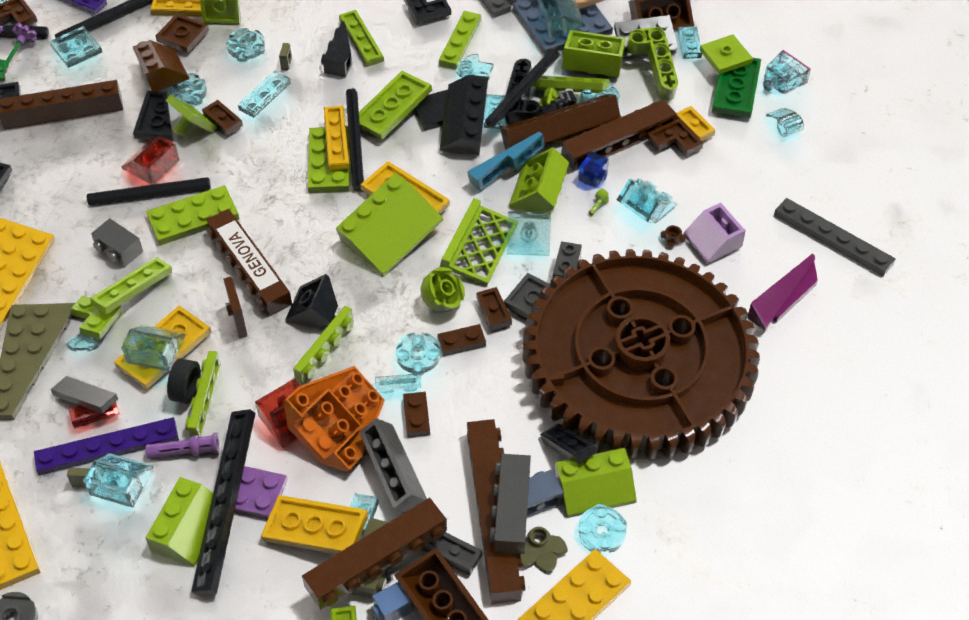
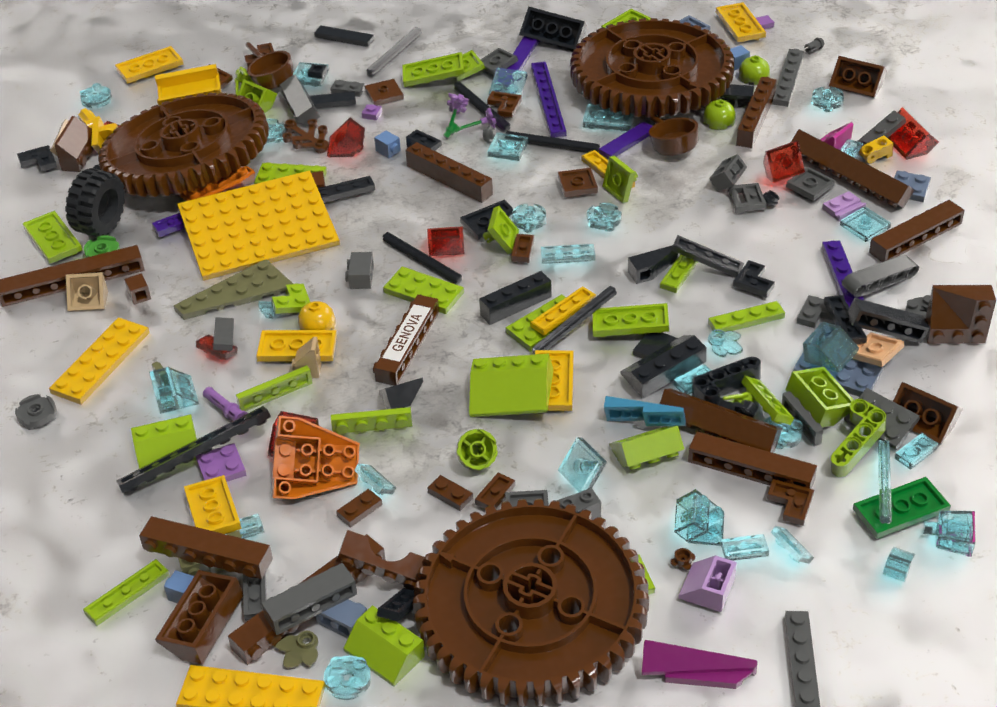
camera: 55 degrees right, 10 degrees down
(42, 47) = (489, 133): none -> dark grey plate
(93, 448) = (197, 370): dark purple plate -> none
(131, 285) = (333, 298): lime plate -> none
(143, 309) = (316, 316): none -> yellow cylinder
(152, 347) = (283, 335): clear light blue slope -> none
(160, 65) = (530, 188): reddish brown slope -> none
(183, 380) = (268, 359): black tyre -> none
(198, 342) = (310, 356): none -> tan slope
(234, 308) = (355, 355): reddish brown plate -> none
(281, 158) = (515, 297): none -> black brick
(285, 56) = (614, 241): olive tile -> none
(373, 14) = (707, 256): none -> black tile
(392, 465) = (296, 518): dark grey brick -> none
(418, 364) = (413, 484): clear light blue plate -> none
(461, 240) = (545, 434): lime fence -> none
(493, 437) = (358, 554): none -> reddish brown arch
(521, 89) = (720, 374): black axle -> none
(593, 169) = (695, 469): clear blue brick -> none
(602, 196) = (674, 494): lime hand -> none
(619, 79) = (811, 428): none -> dark grey plate
(696, 123) = (821, 504): yellow plate -> none
(696, 193) = (745, 547): none -> clear light blue plate
(713, 77) = (885, 505): none -> clear light blue axle
(726, 54) = (922, 477): lime plate -> none
(728, 167) = (788, 541): none -> clear light blue plate

